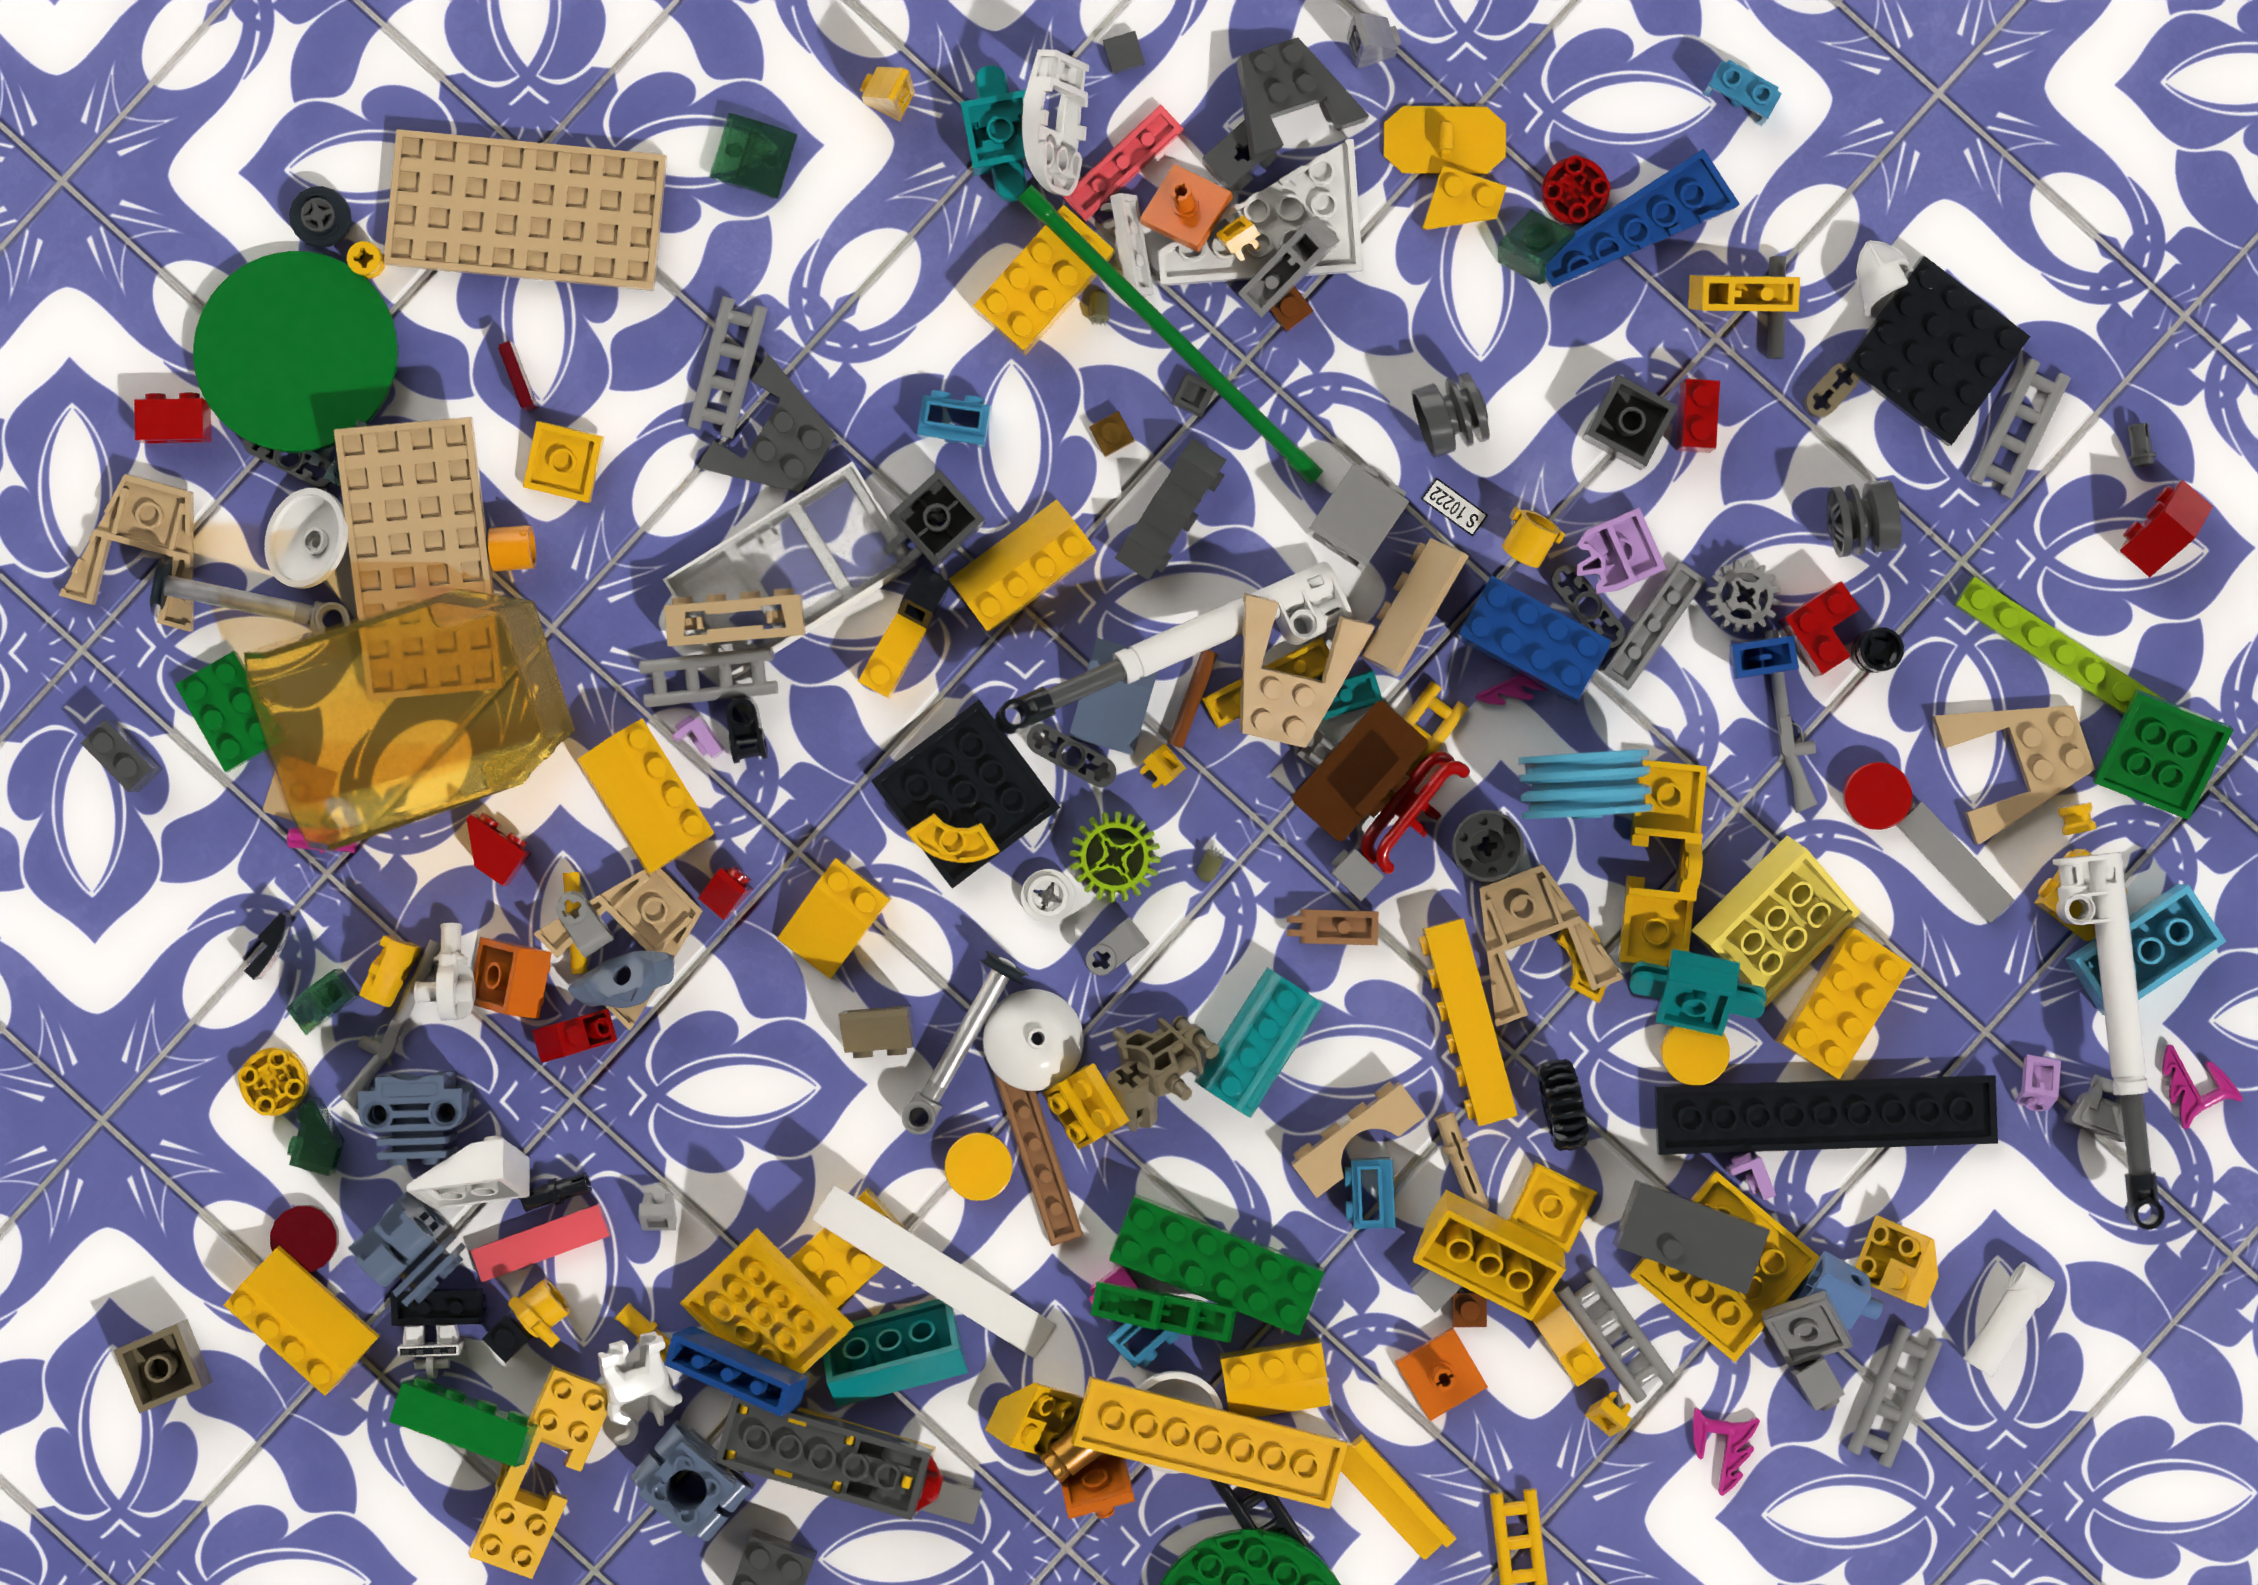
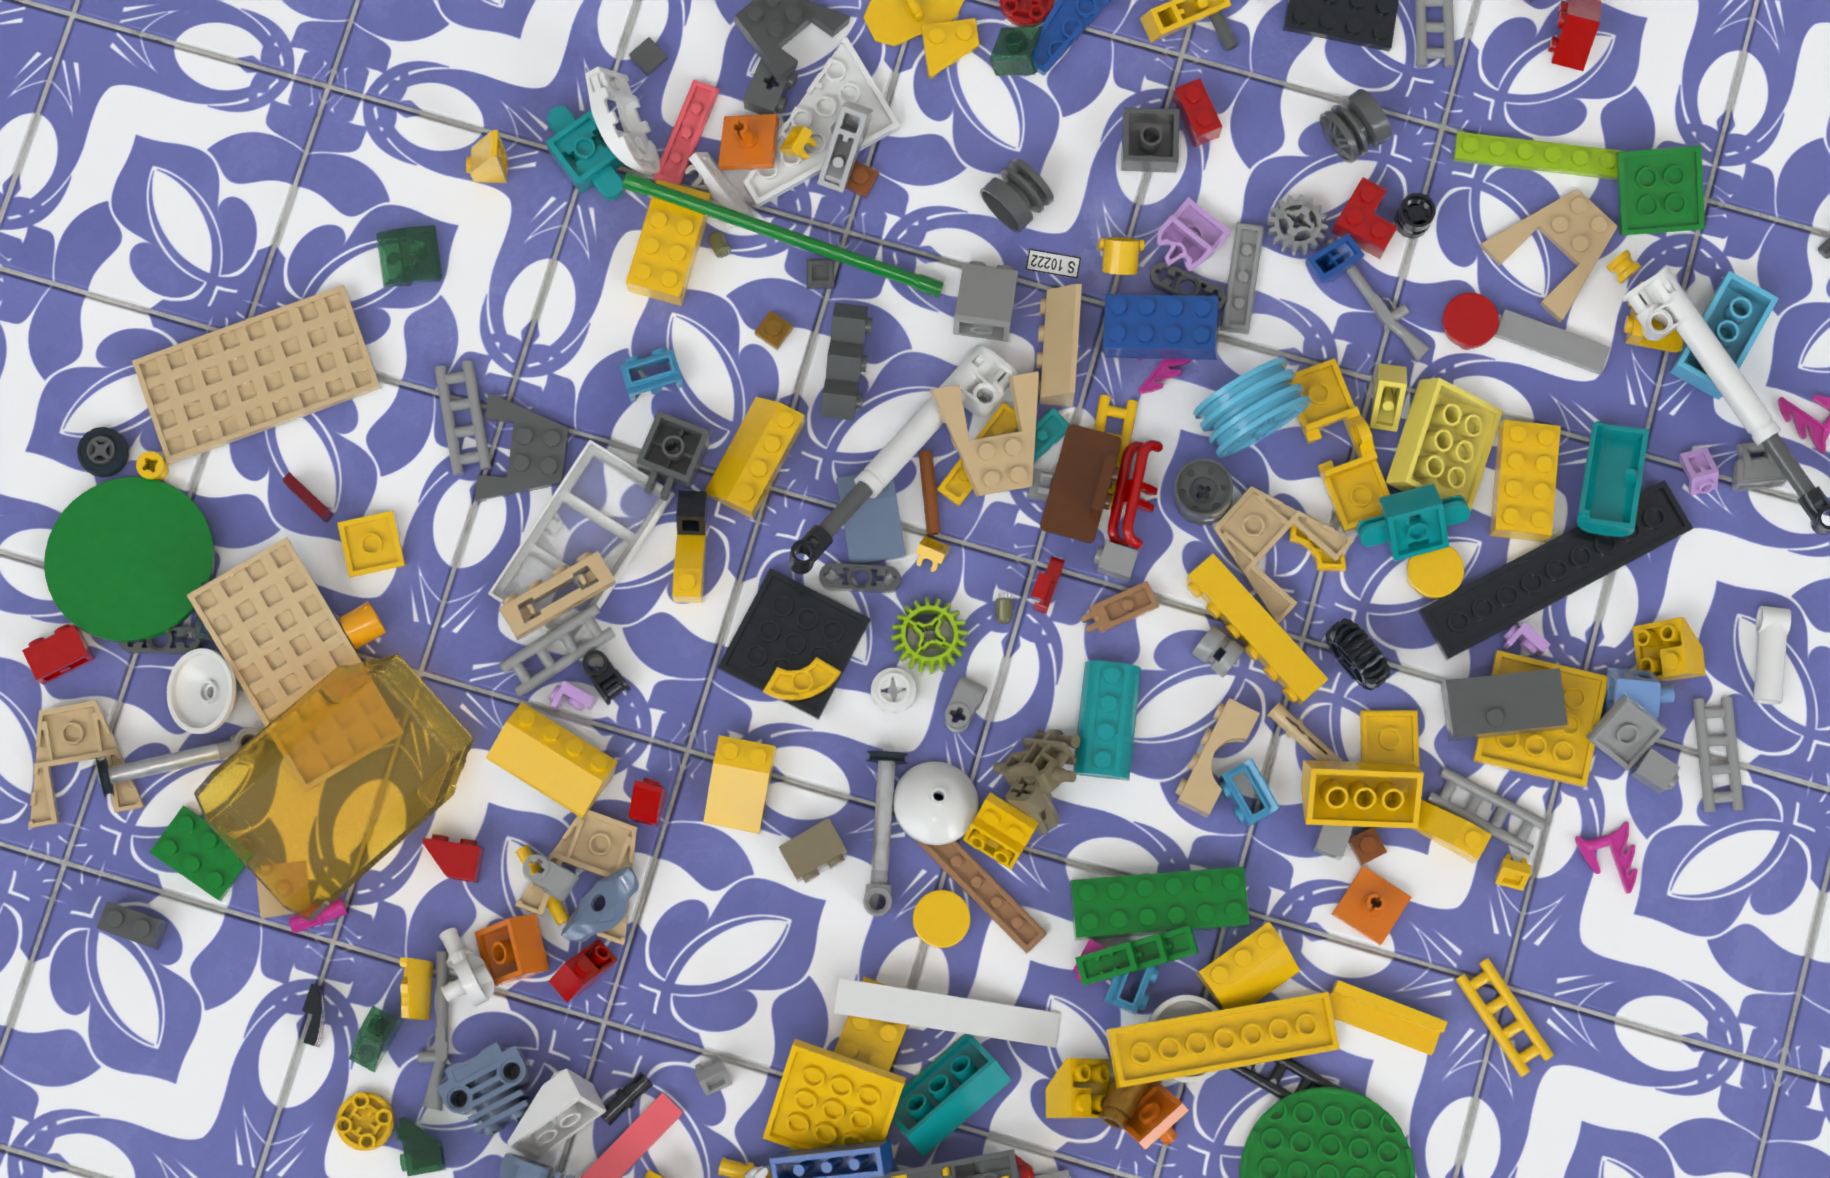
camera: 25 degrees left, 10 degrees down
(1266, 865) = (1046, 584): none -> red piece
(1410, 1015) = (1210, 644): none -> light grey wheel
(1743, 837) = (1388, 397): none -> light yellow slope
(1837, 395) = (1278, 49): dark tan beam -> none
(1938, 1050) = (1612, 479): none -> teal container

